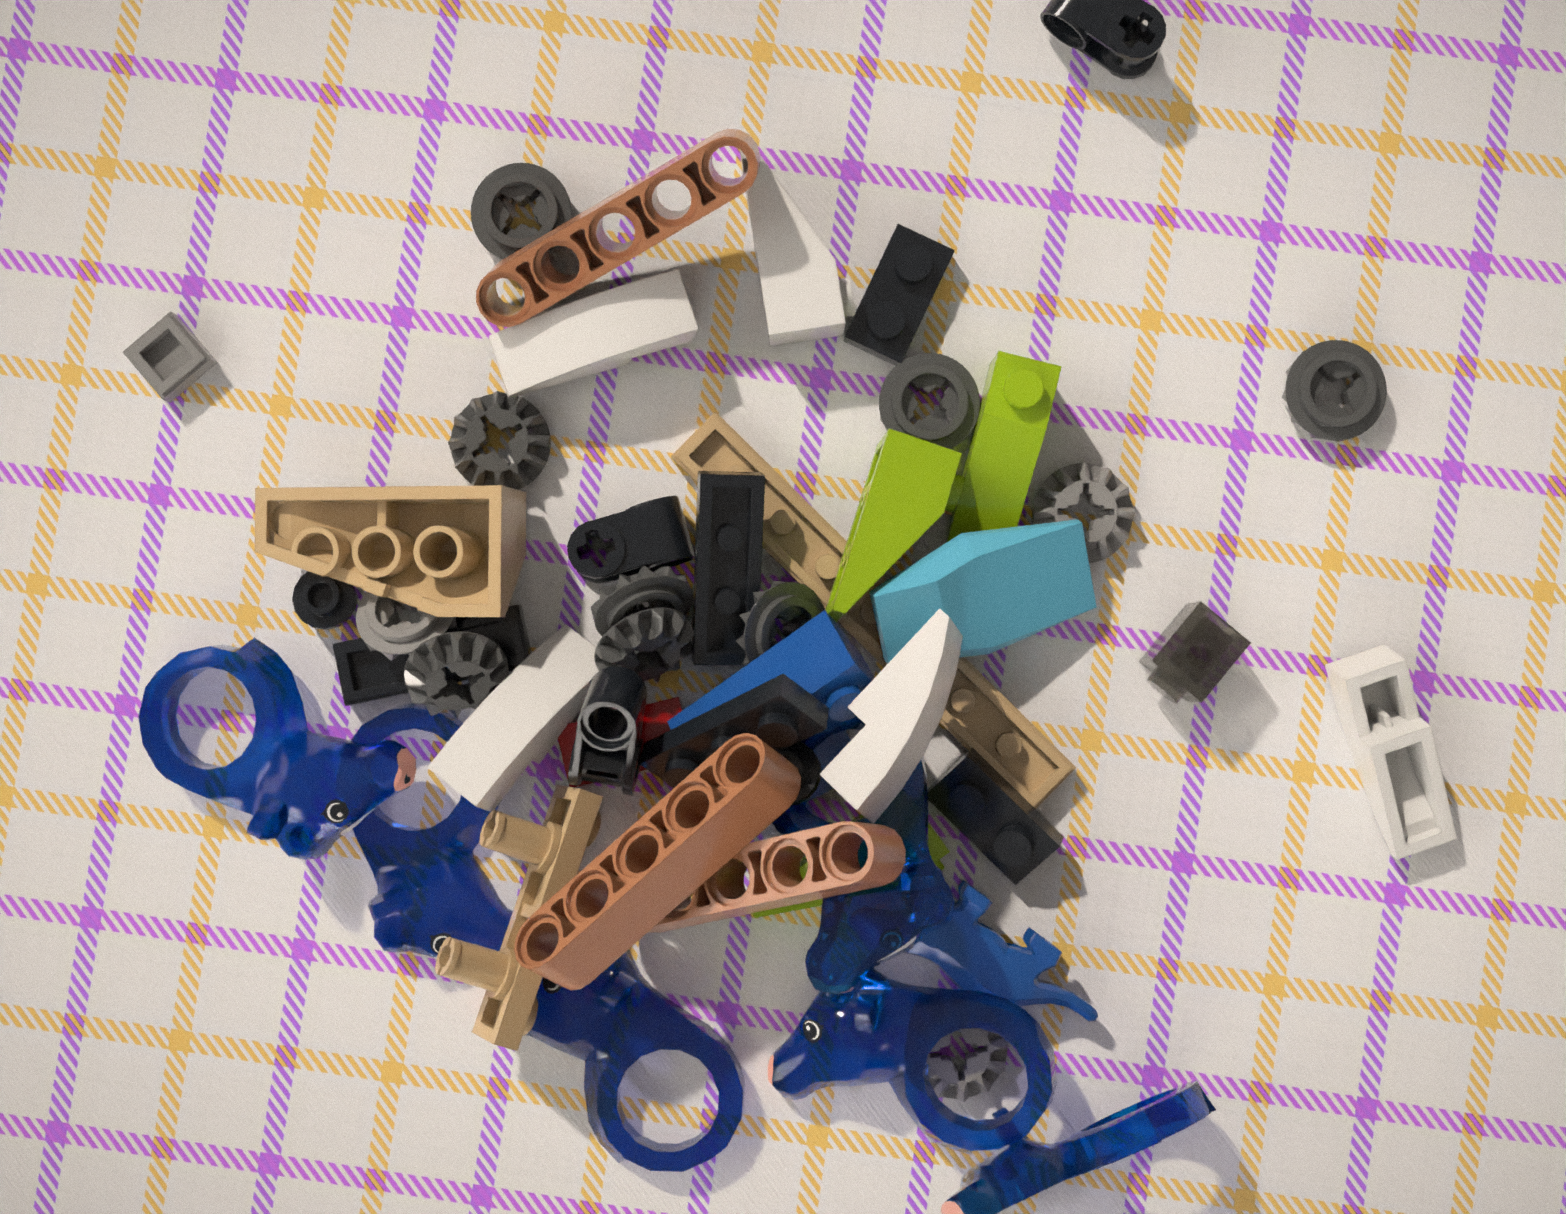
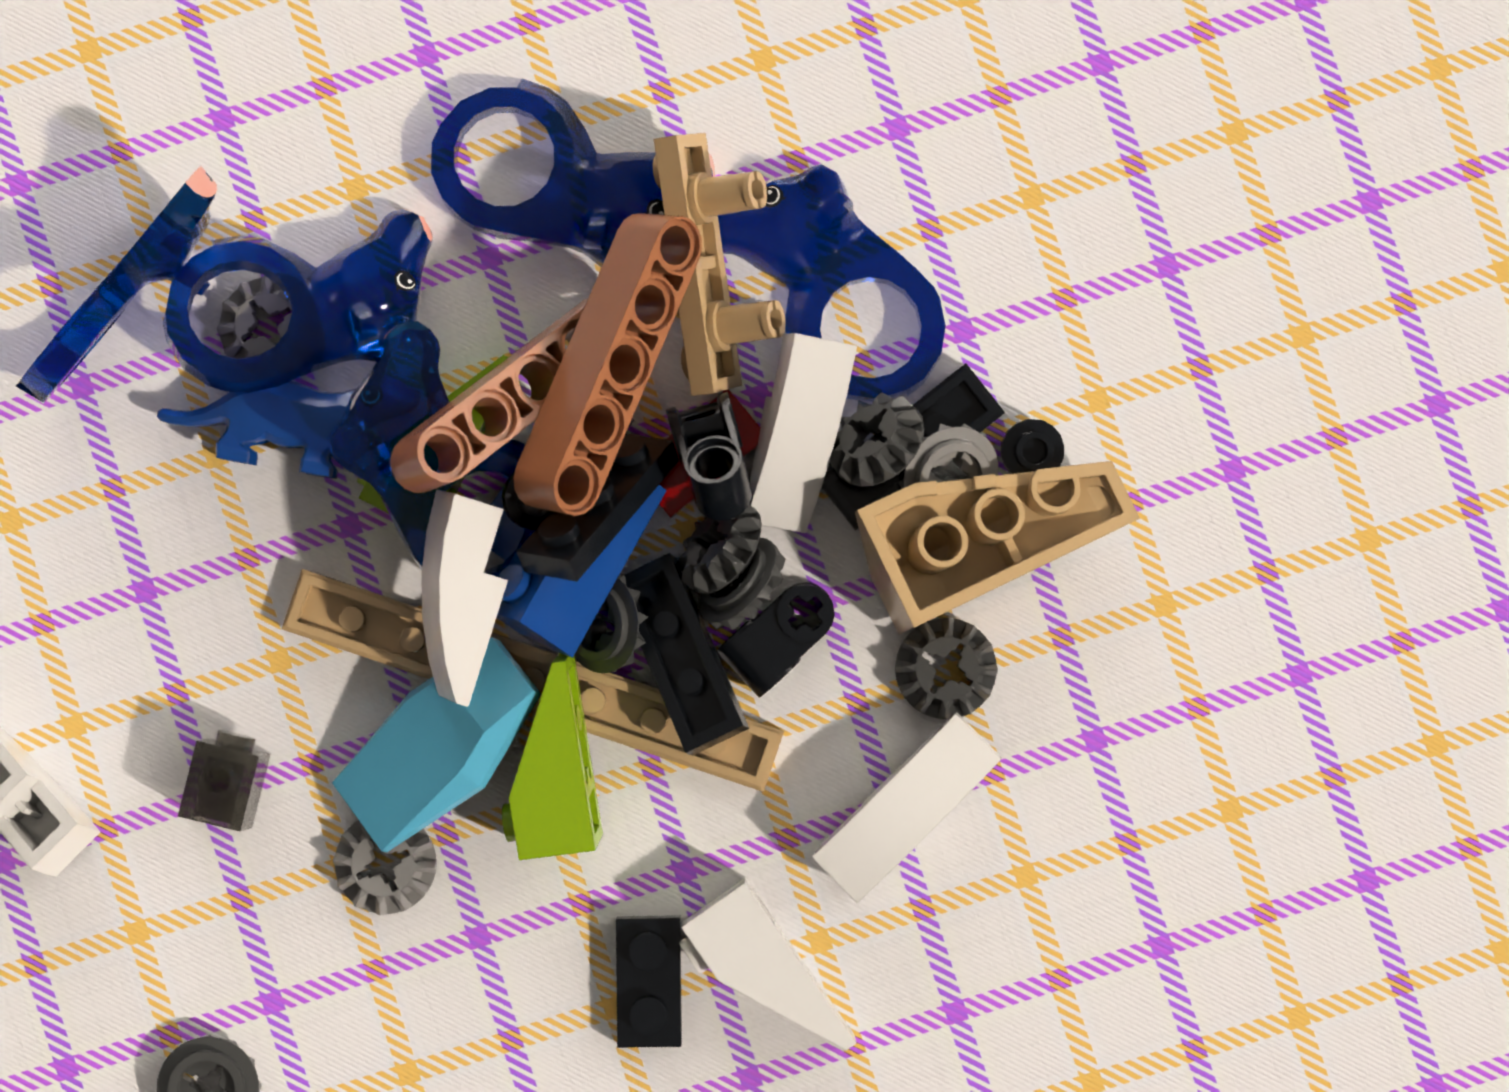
camera: 155 degrees right, 0 degrees up
(170, 357) = (1285, 599): light grey tile -> none
(291, 780) = (982, 274): clear blue animal -> none
(519, 185) = (1046, 913): dark grey gear -> none
(600, 254) = (925, 943): nougat beam -> none
(930, 373) = (588, 921): dark grey gear -> none
(994, 816) = (334, 549): black plate -> none
(1005, 443) = (485, 888): lime slope -> none

